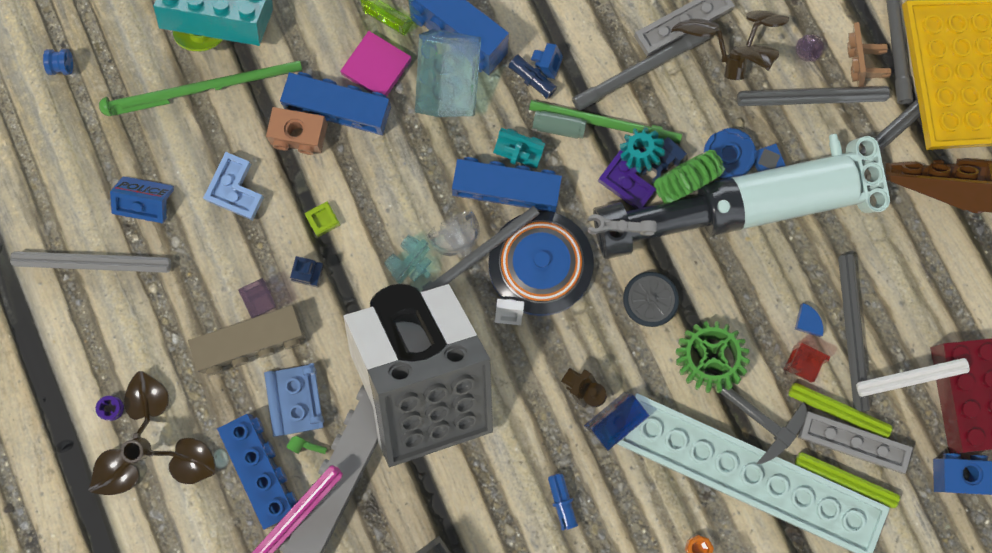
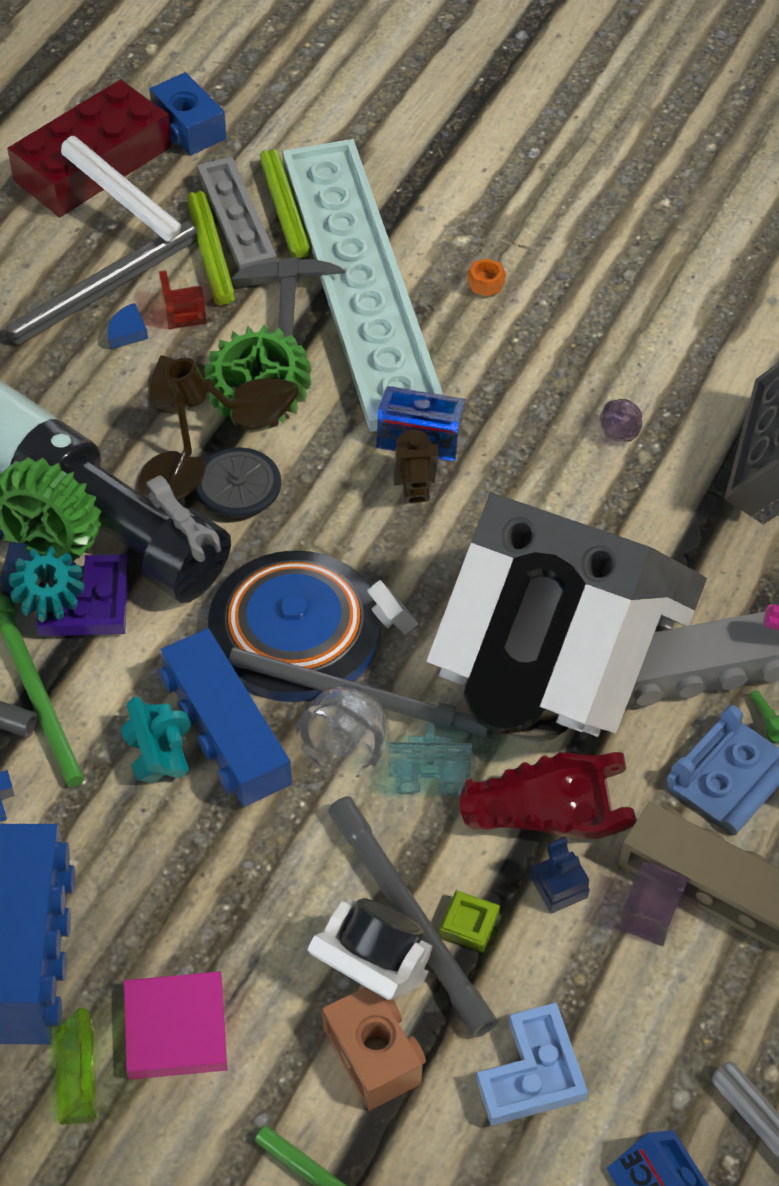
camera: 125 degrees left, 25 degrees down
(289, 187) = (462, 993): none -> dark grey piece
(331, 158) = (374, 947): none -> piece
(336, 103) = (285, 1026): blue brick -> none
(344, 295) = (554, 796): none -> dark red animal
(447, 74) = (123, 877): clear light blue slope -> none
(532, 76) = (31, 797): dark blue pin -> none
(535, 530) = (621, 420): none -> piece
(559, 124) = (79, 723): sand green piece -> none
(562, 501) = (563, 419): blue axle -> none
(681, 334) = (184, 384): none -> dark brown plant

